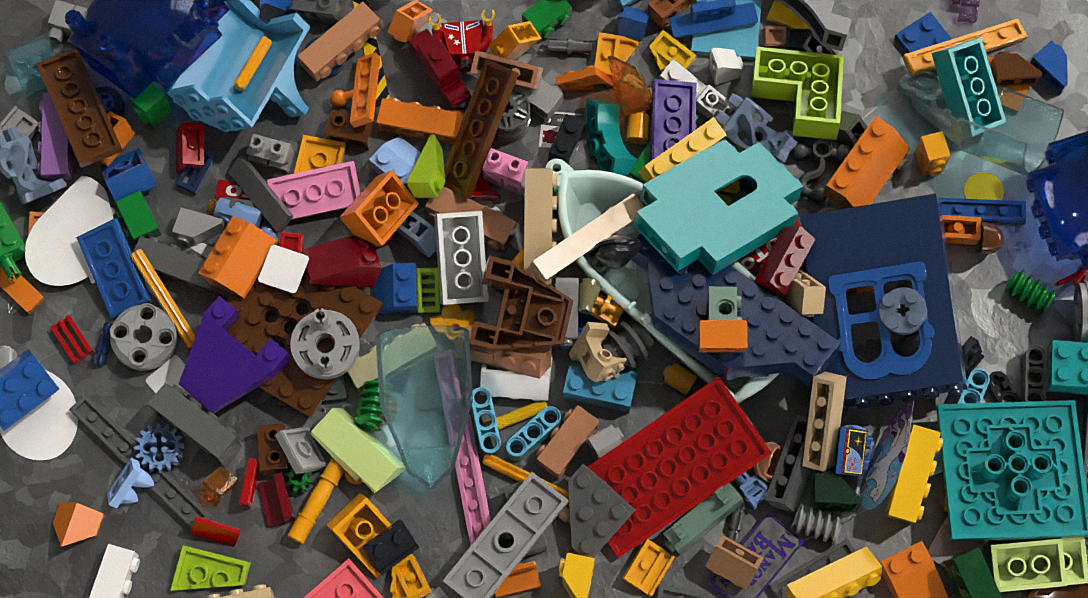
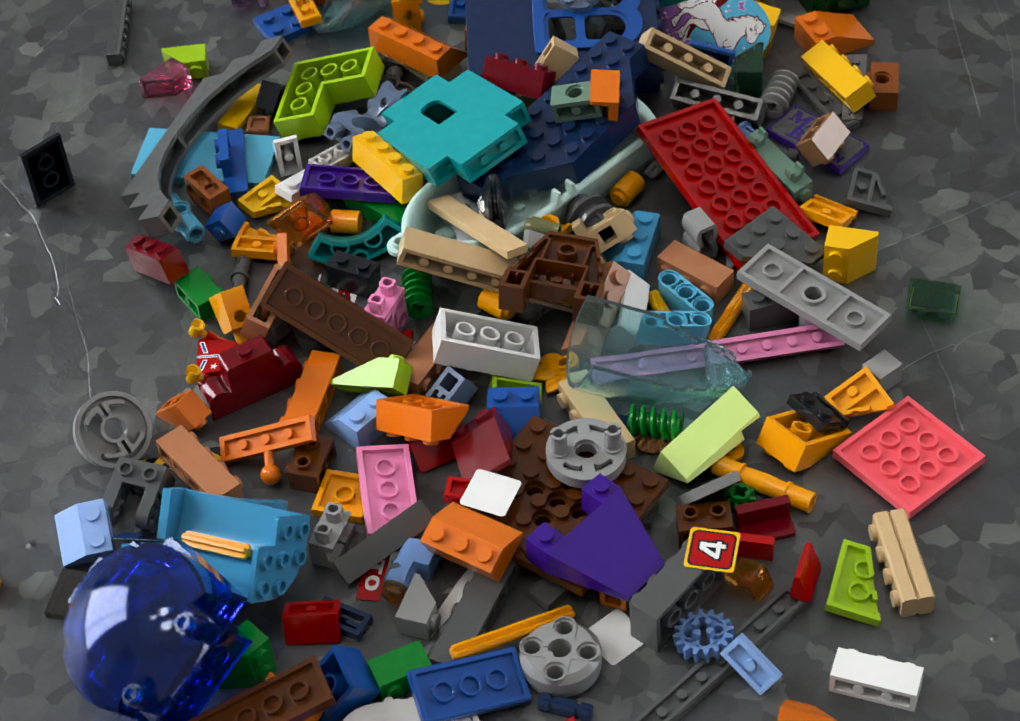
camera: 85 degrees left, 25 degrees down
(214, 447) = (712, 549): none -> sticker

